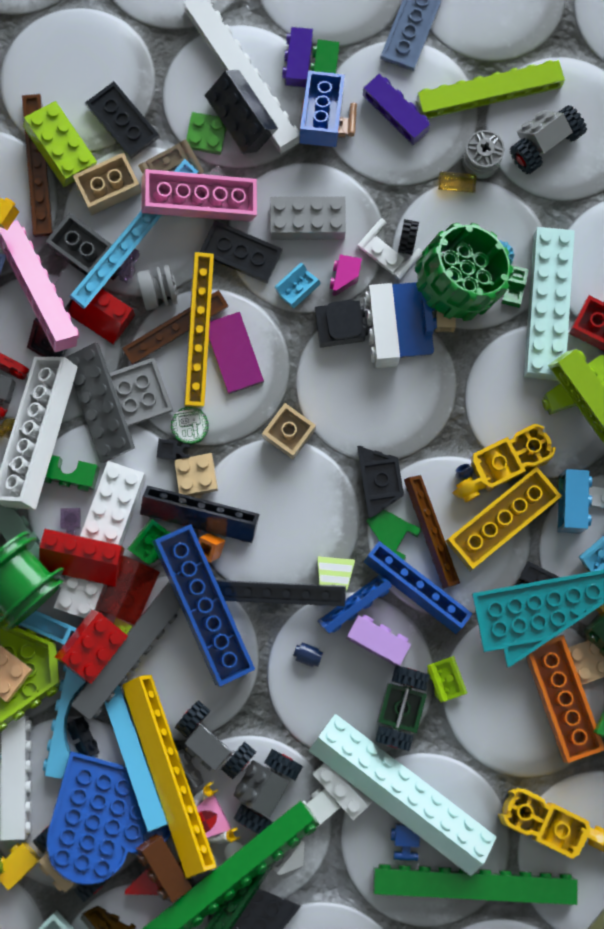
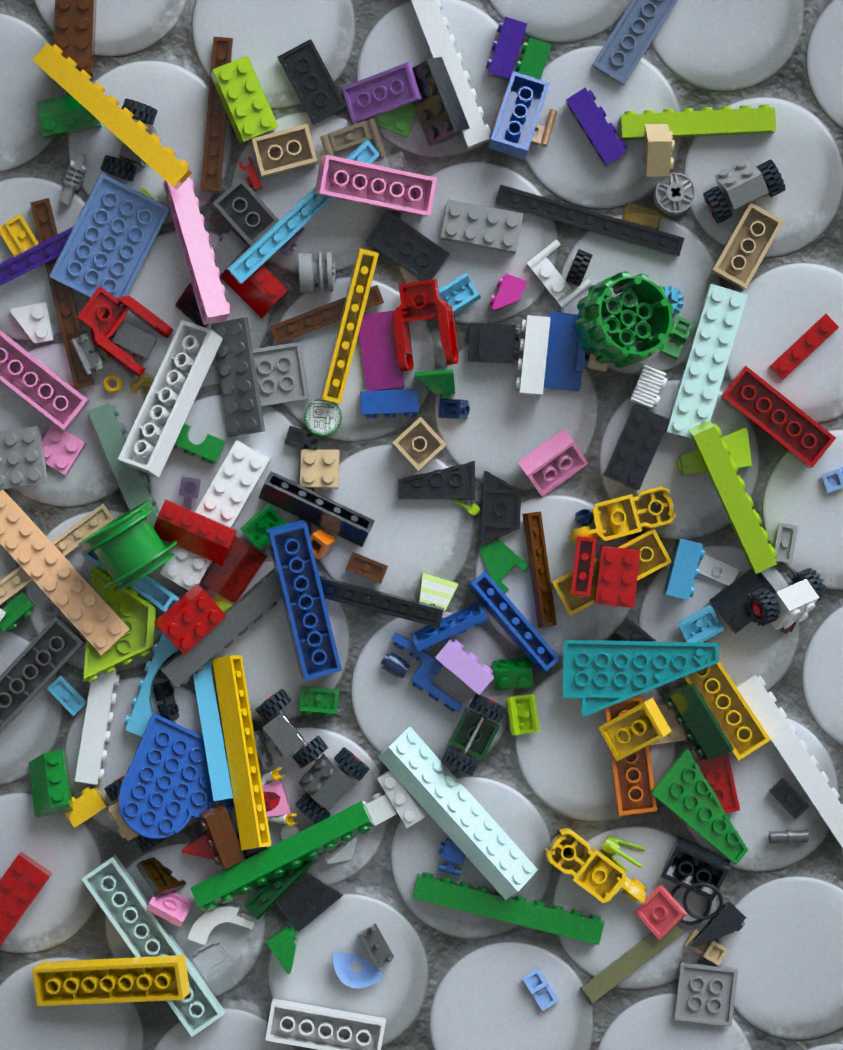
camera: 15 degrees right, 10 degrees up
(81, 213) = (253, 179): none -> red plate
(189, 113) = (381, 93): none -> medium lavender tile
(238, 705) = (318, 700): none -> green bracket
(252, 398) = (389, 403): none -> blue brick
(260, 562) = (366, 567): none -> reddish brown plate
(264, 298) = (421, 303): none -> red plate
(294, 368) = (438, 382): none -> green slope
(315, 392) = (454, 408): none -> dark blue bracket
(318, 467) = (444, 484): none -> black wing
(341, 656) = (426, 673): none -> blue bracket
(354, 486) = (473, 509): none -> lime hand
(409, 195) = (589, 220): none -> black plate
(422, 425) = (552, 462): none -> bright pink slope
(427, 640) = (512, 673): none -> green bracket
(459, 114) = (658, 150): none -> tan brick
(476, 514) = (583, 566): none -> red brick
(498, 336) = (648, 387): none -> white brick
(500, 395) = (636, 447): none -> black brick
(512, 518) = (617, 576): none -> red brick
(562, 188) = (747, 246): none -> tan brick
(564, 669) = (634, 729): none -> yellow slope
(566, 798) = (612, 847): none -> lime plant

